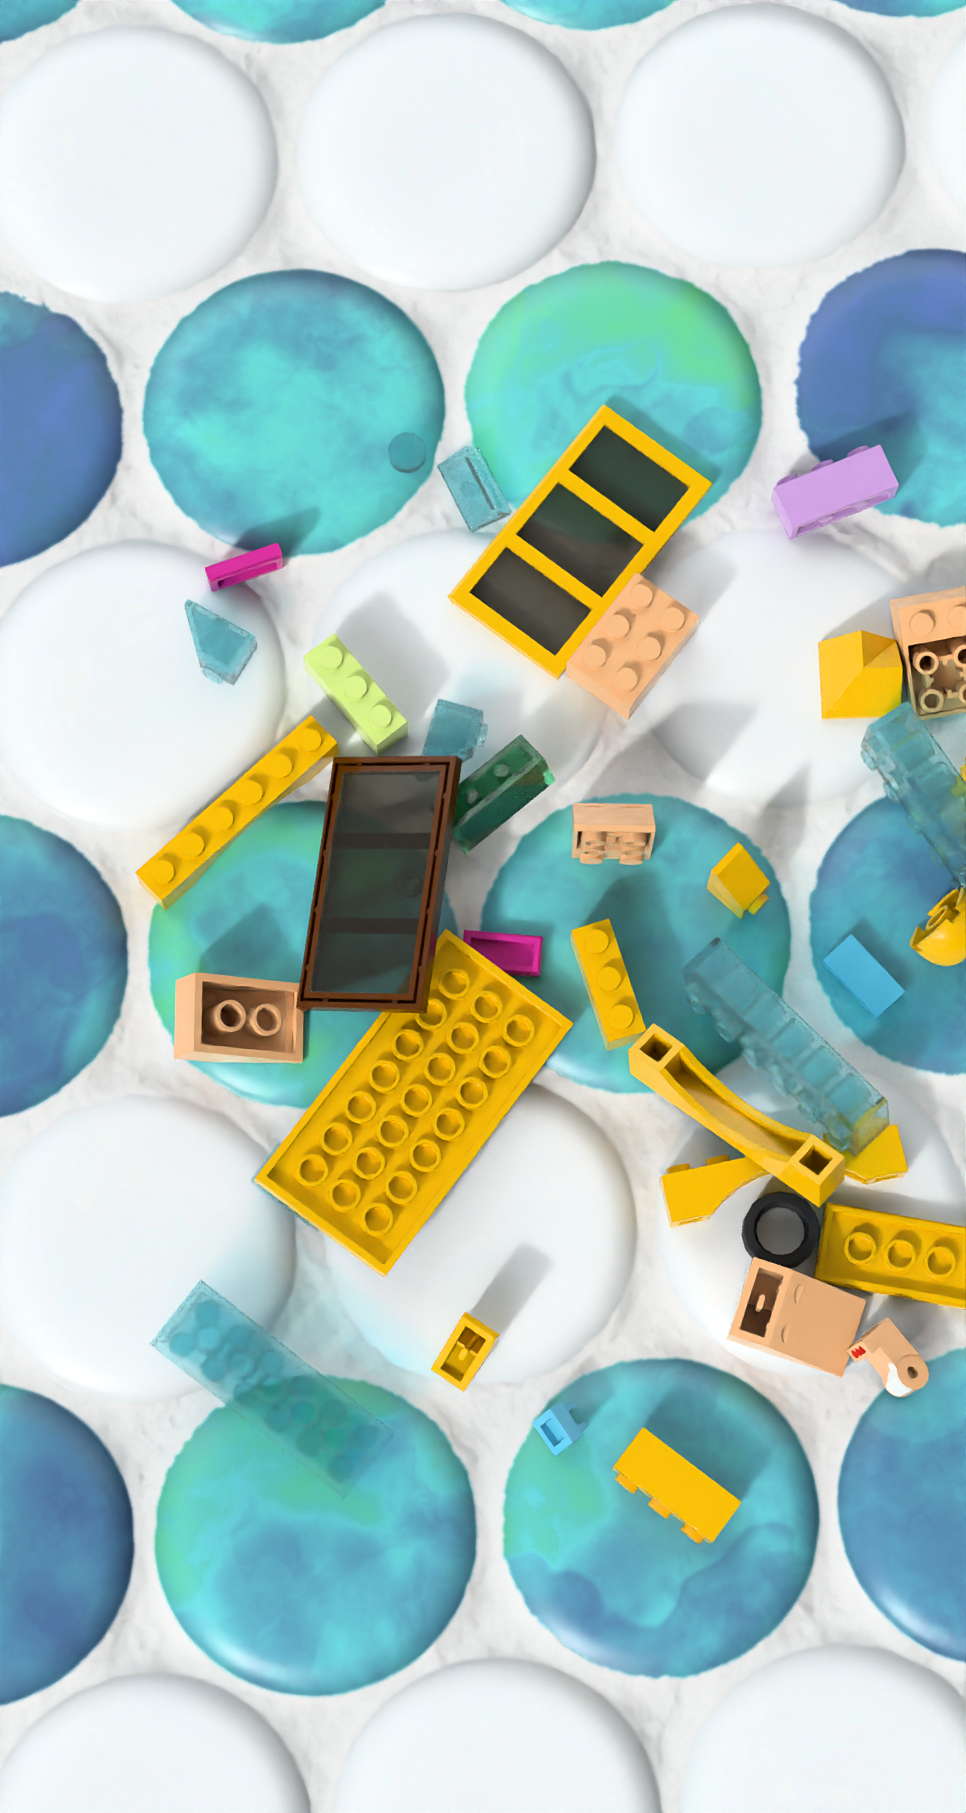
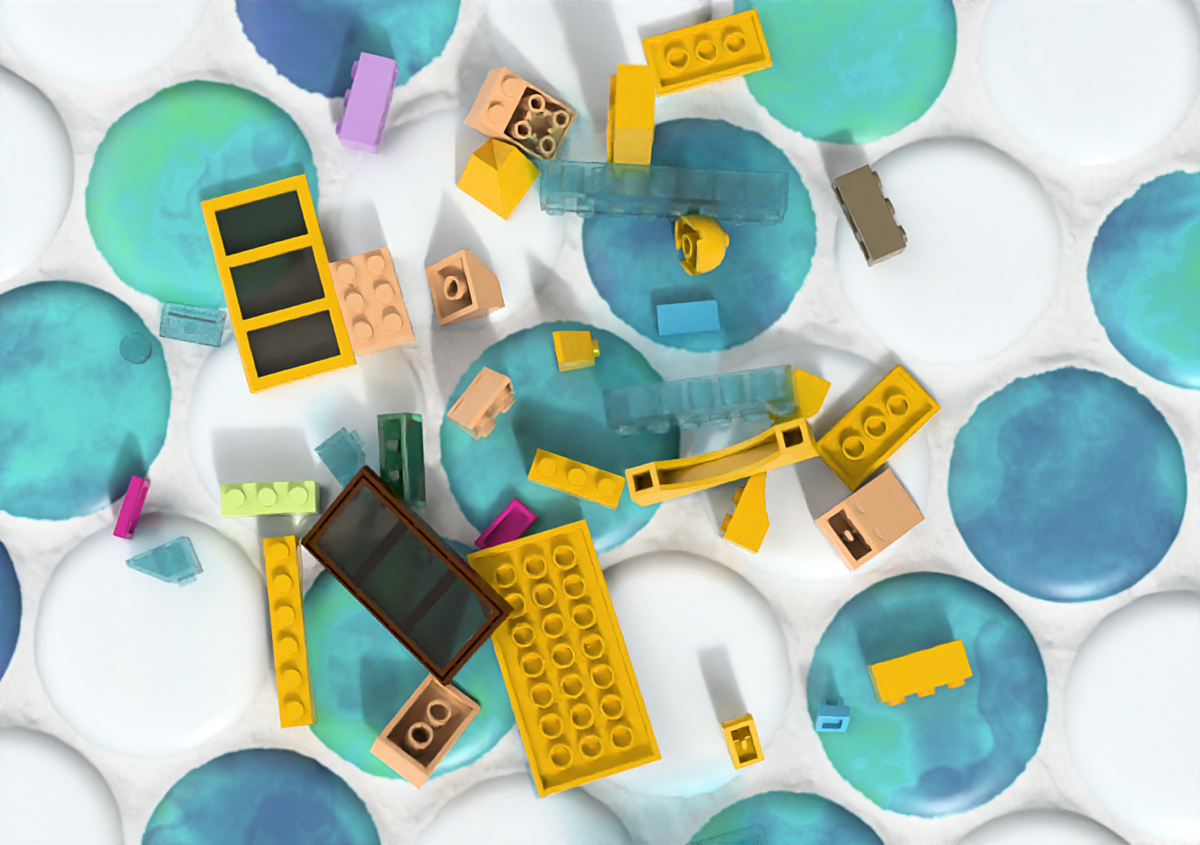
camera: 55 degrees left, 5 degrees up
(716, 727) = (463, 288): none -> light nougat slope
(793, 1203) = (831, 485): black tyre -> none
(892, 1358) = (936, 479): light nougat leg -> none

